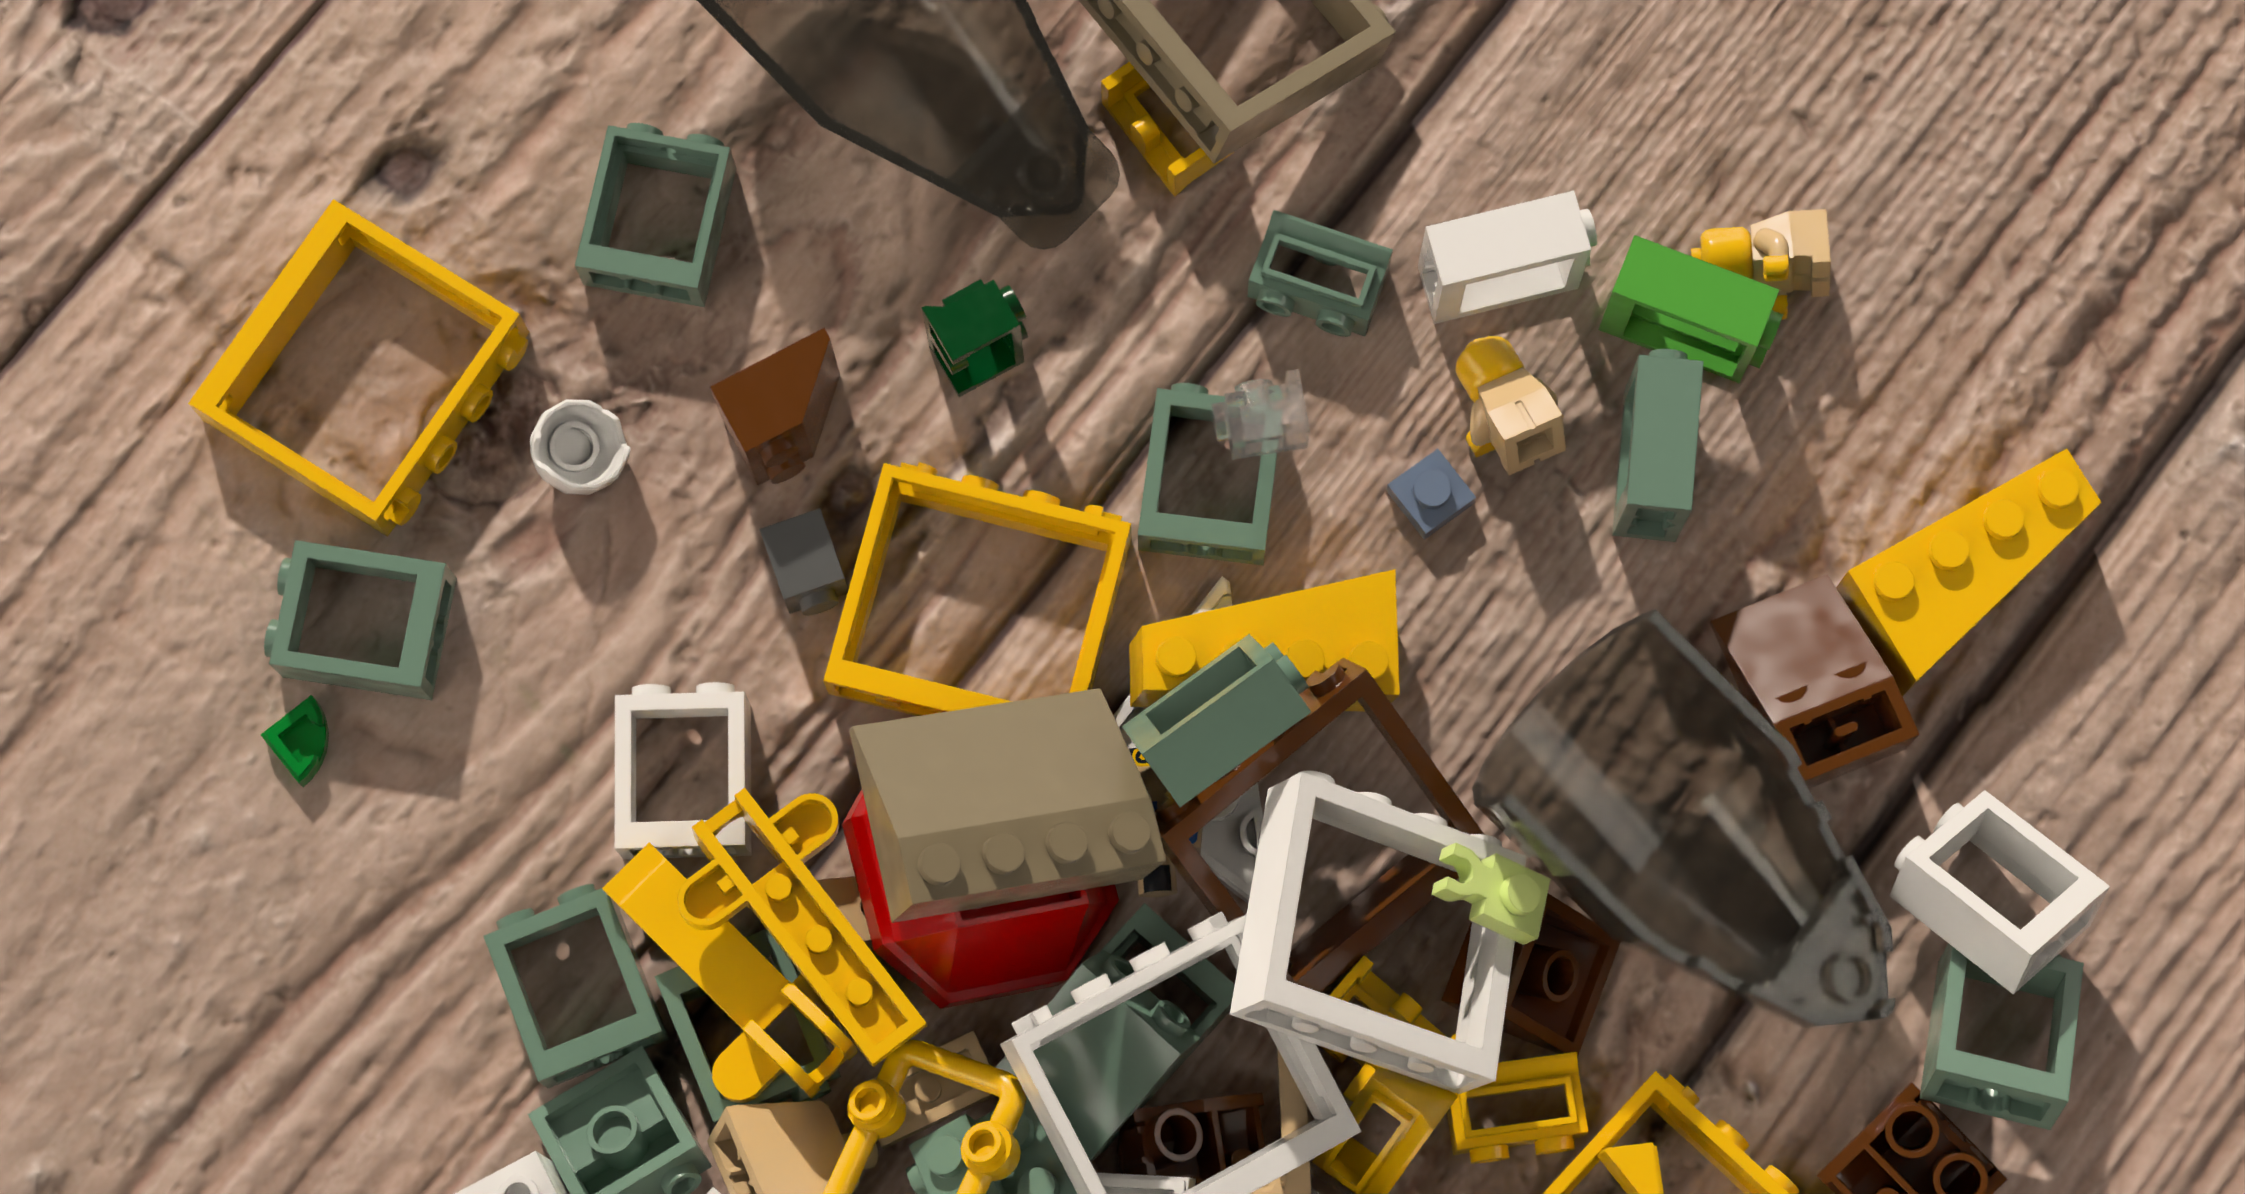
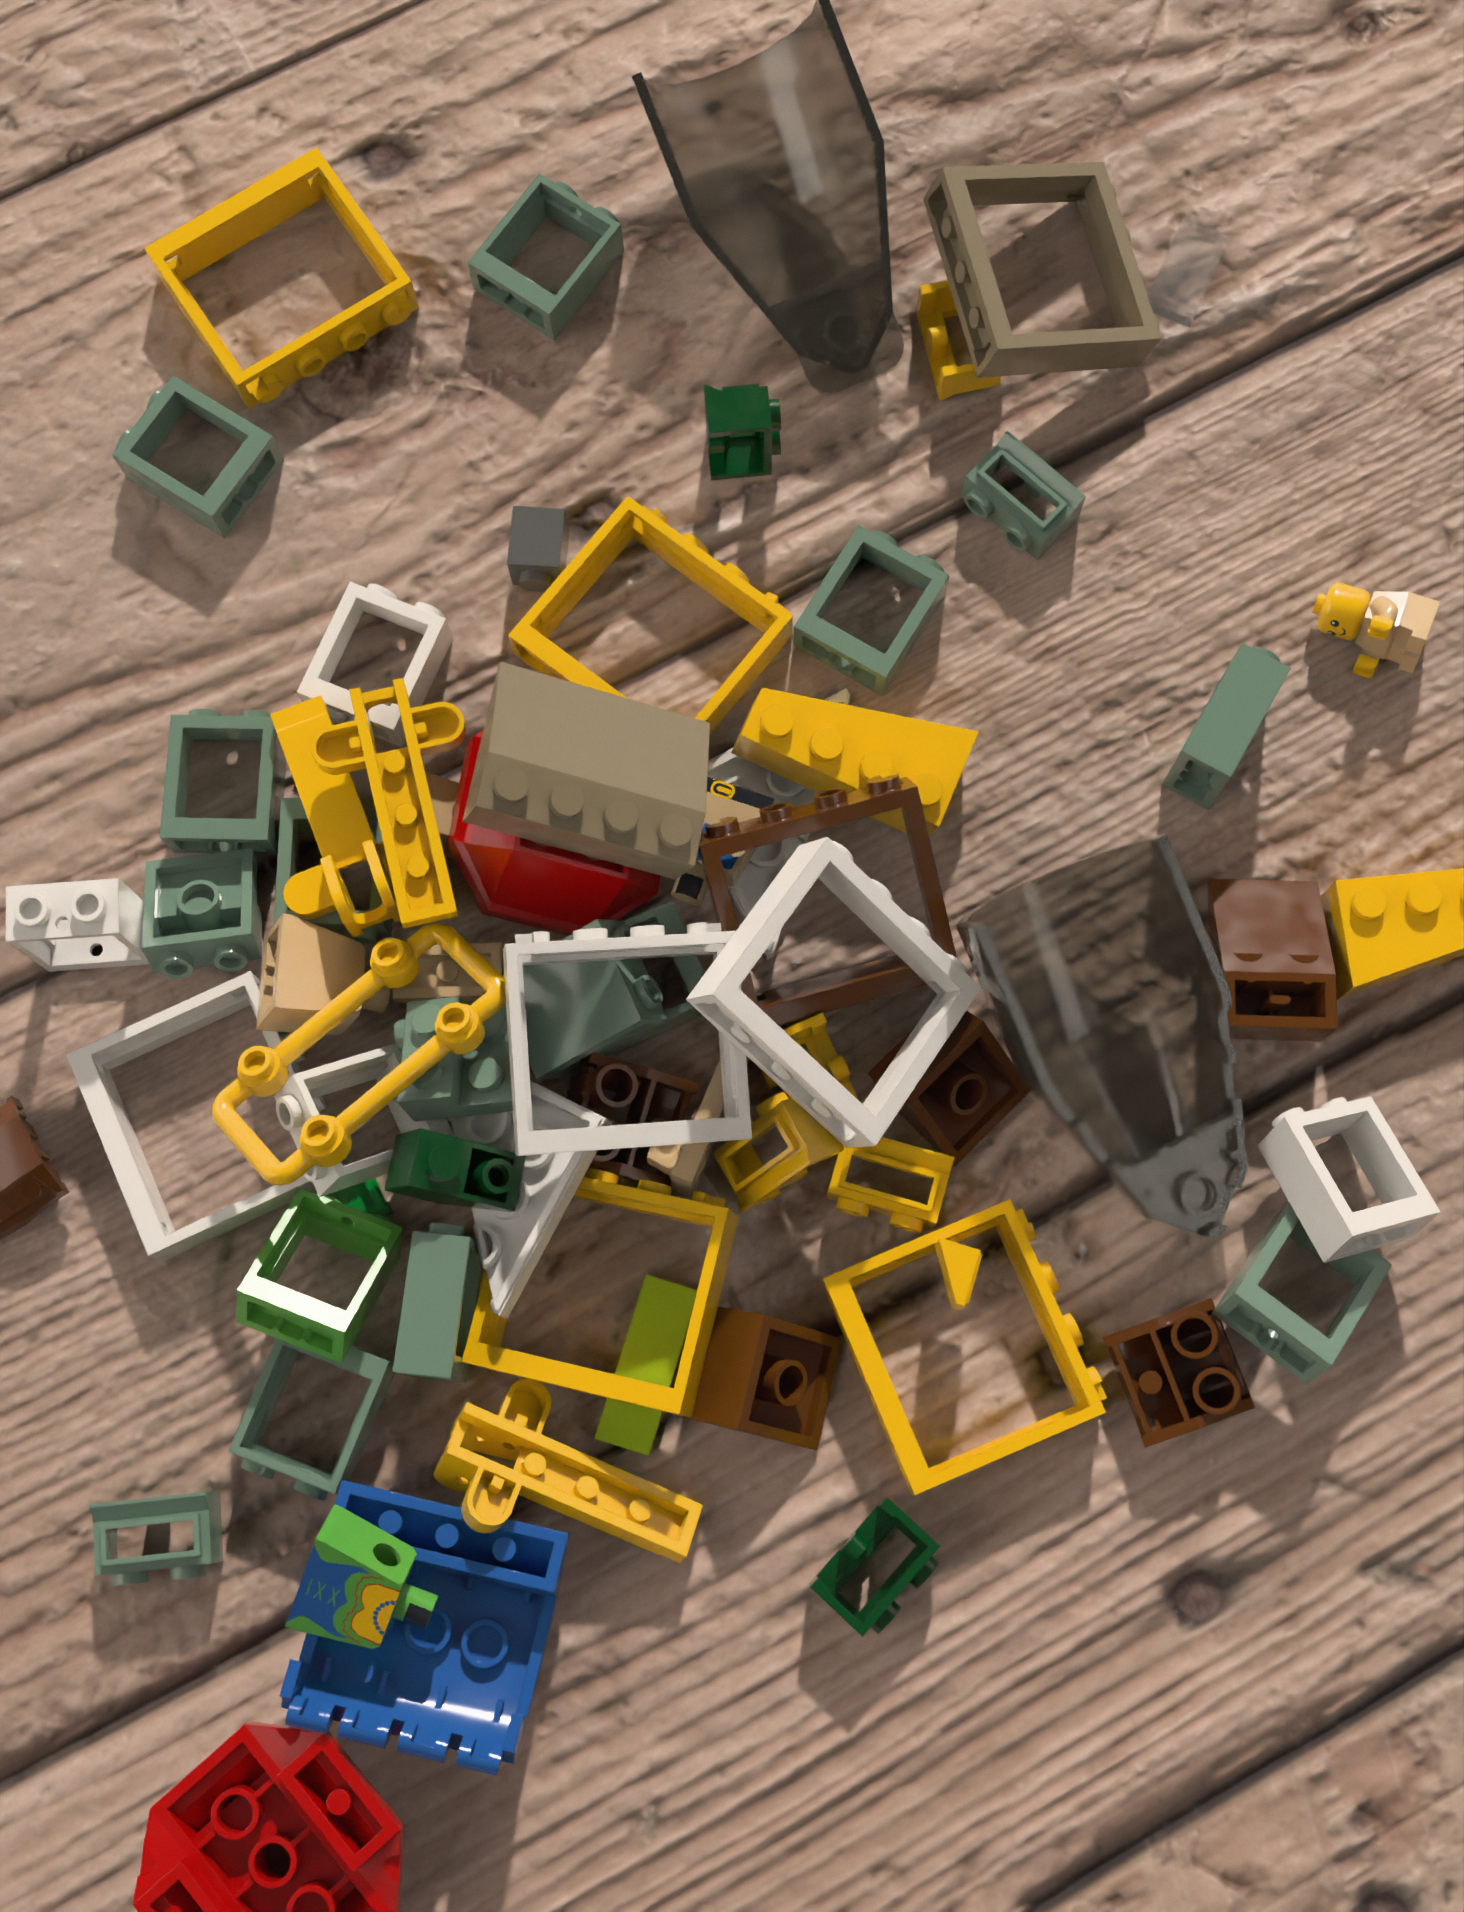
camera: 25 degrees right, 0 degrees up
(300, 740) = (116, 525): green tile -> none
(578, 447) = (411, 396): white hair -> none
(780, 407) = (571, 422): reddish brown slope -> none
(1219, 717) = (784, 774): sand green window -> none
(1263, 417) = (927, 574): clear brick -> none
(1431, 494) = (1034, 694): sand blue plate -> none
(1501, 892) = (946, 1004): yellowish green plate -> none
(1505, 256) = (1172, 535): white window -> none
(1510, 406) = (1125, 652): tan piece -> none
(1692, 307) = (1303, 629): bright green window -> none

